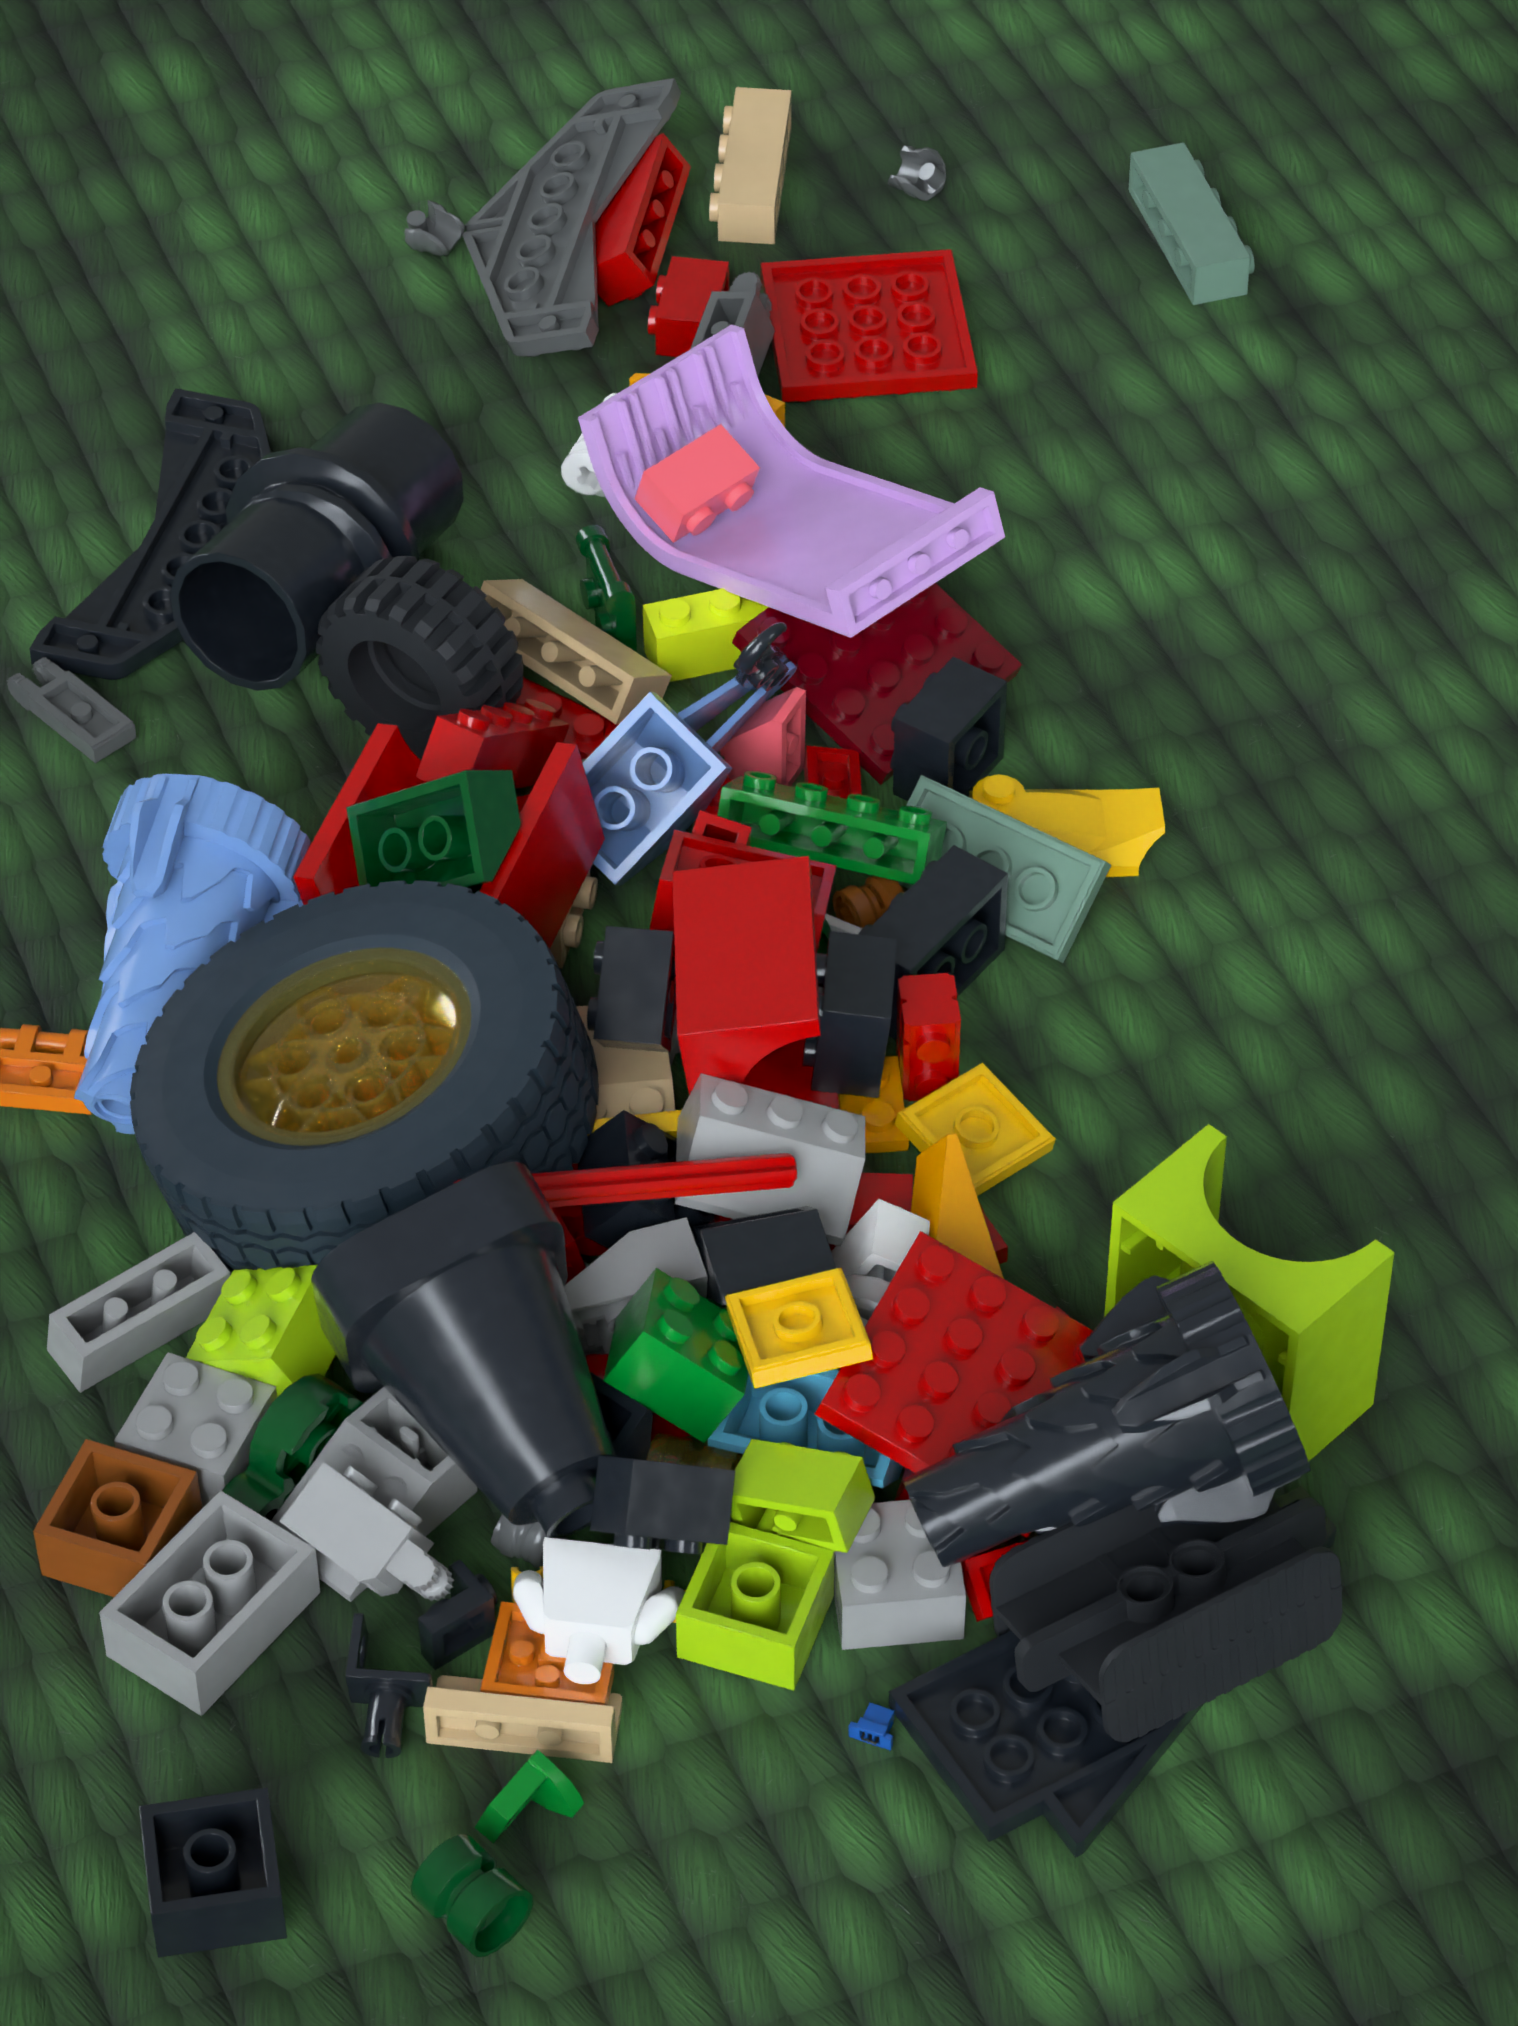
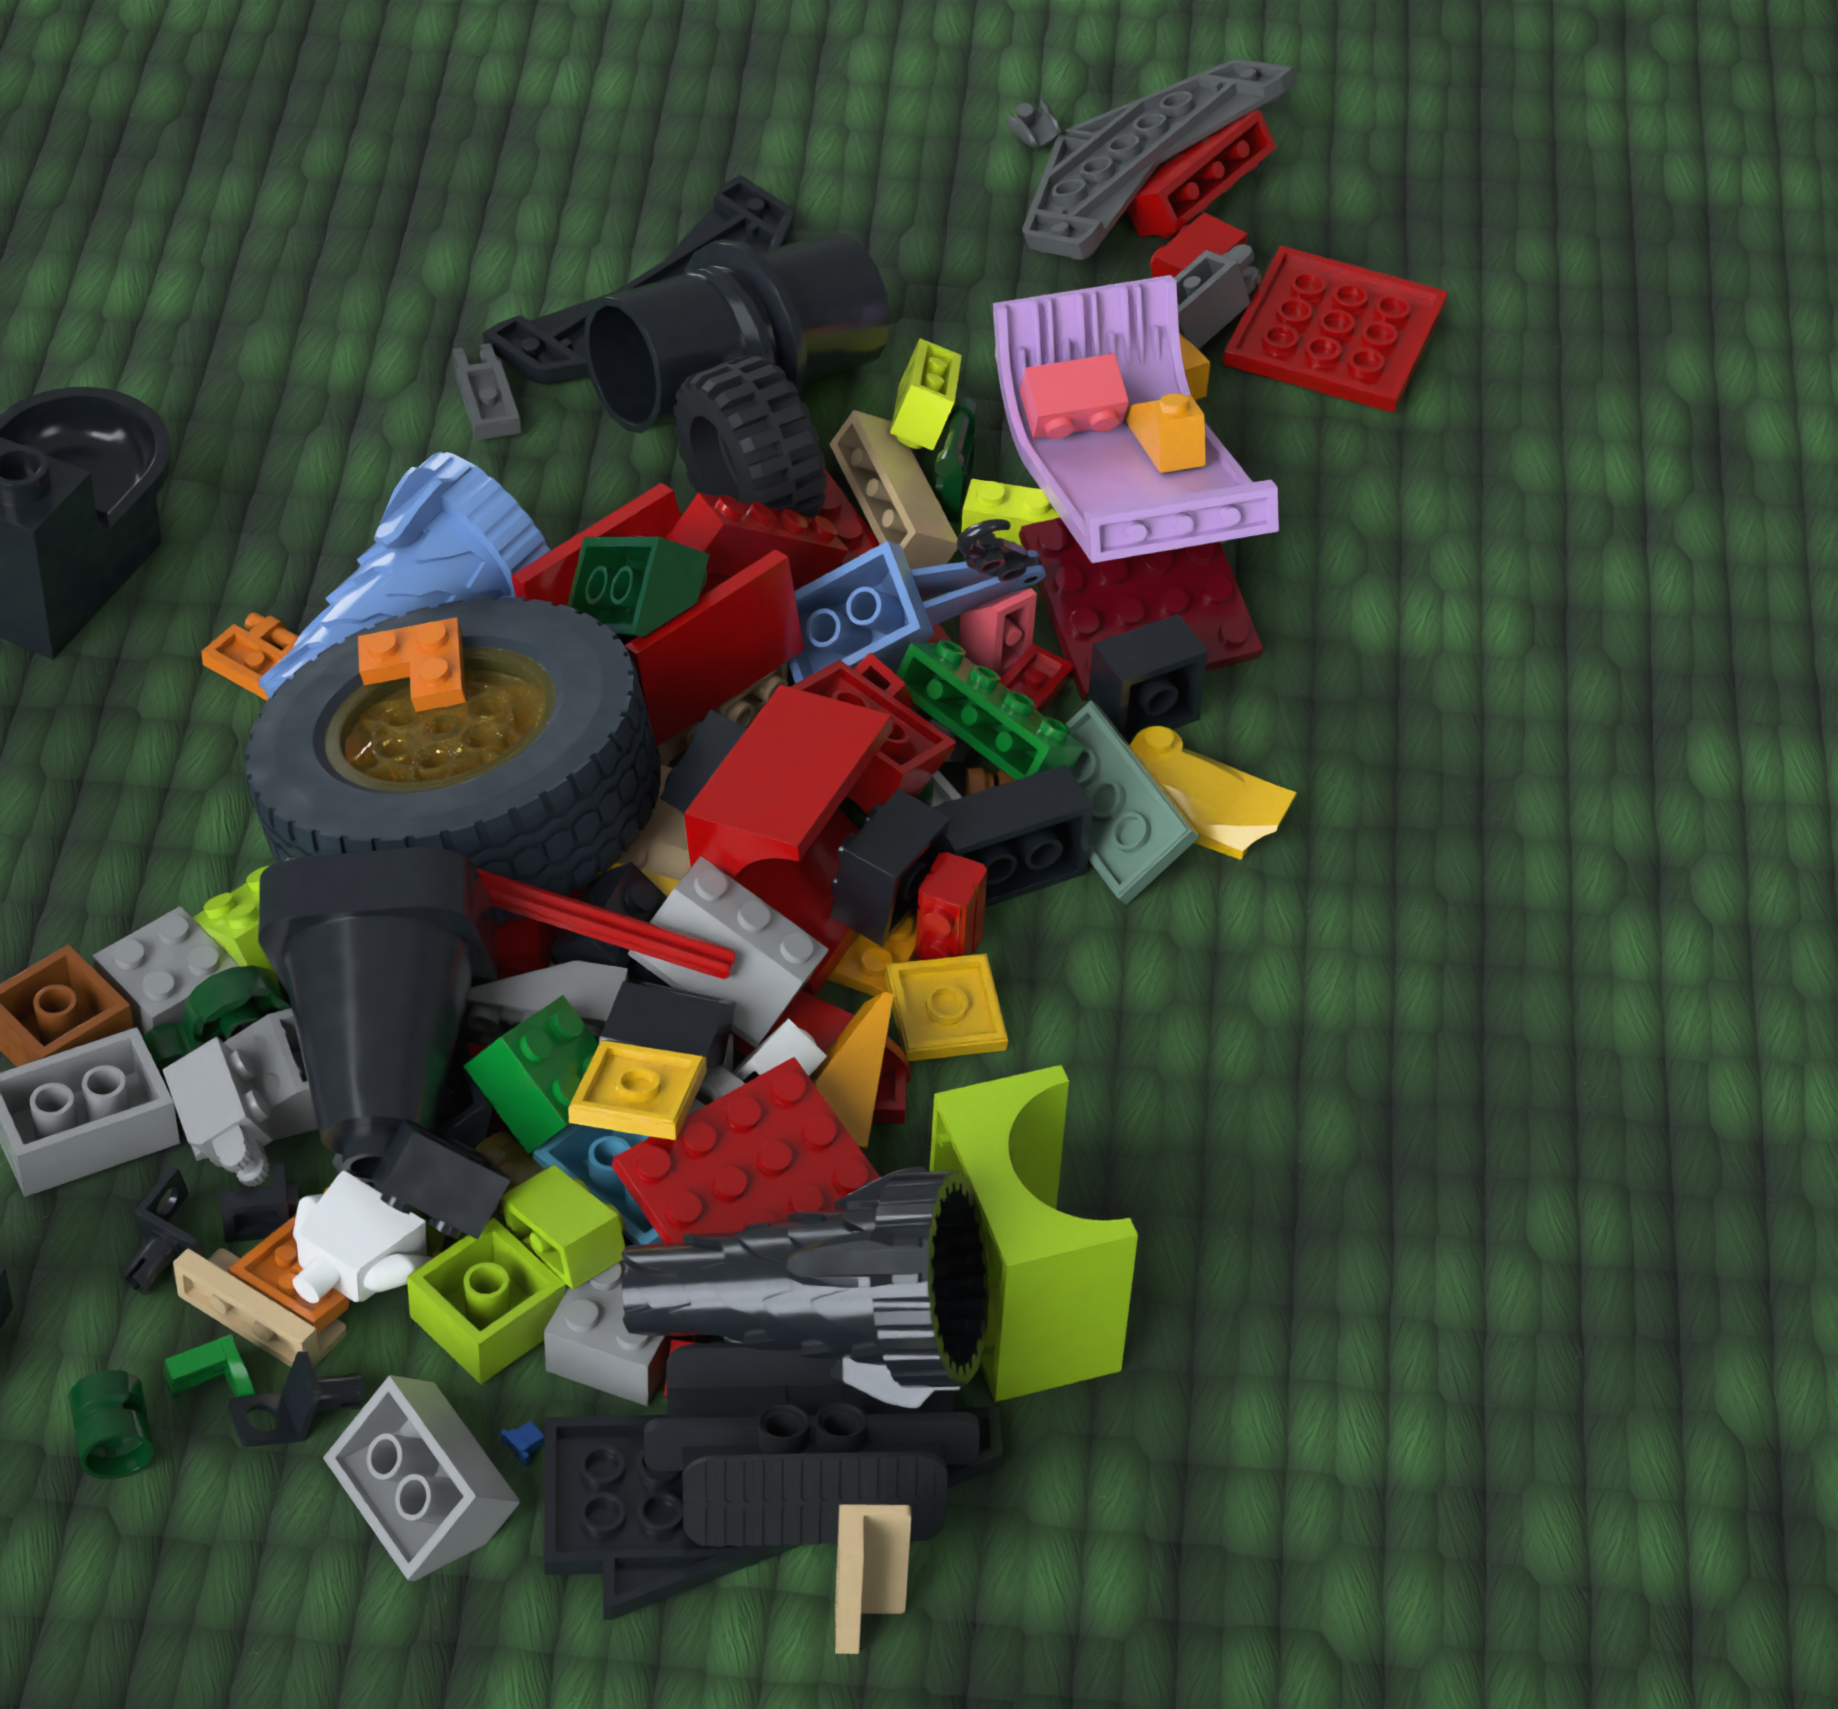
camera: 25 degrees right, 0 degrees up
(136, 1311) = (184, 865): light grey brick -> none
(272, 985) = (426, 654): none -> orange plate
(538, 539) = (925, 395): none -> neon yellow brick
(634, 1790) = (297, 1404): none -> black bracket
(752, 167) = (1333, 166): tan brick -> none
(809, 1806) = (420, 1477): none -> light grey slope
(818, 479) = (1170, 431): none -> light orange slope
(920, 173) = (1473, 223): dark grey arm -> none
(1190, 223) = (1671, 344): sand green brick -> none
(1313, 1690) = (869, 1567): none -> tan panel

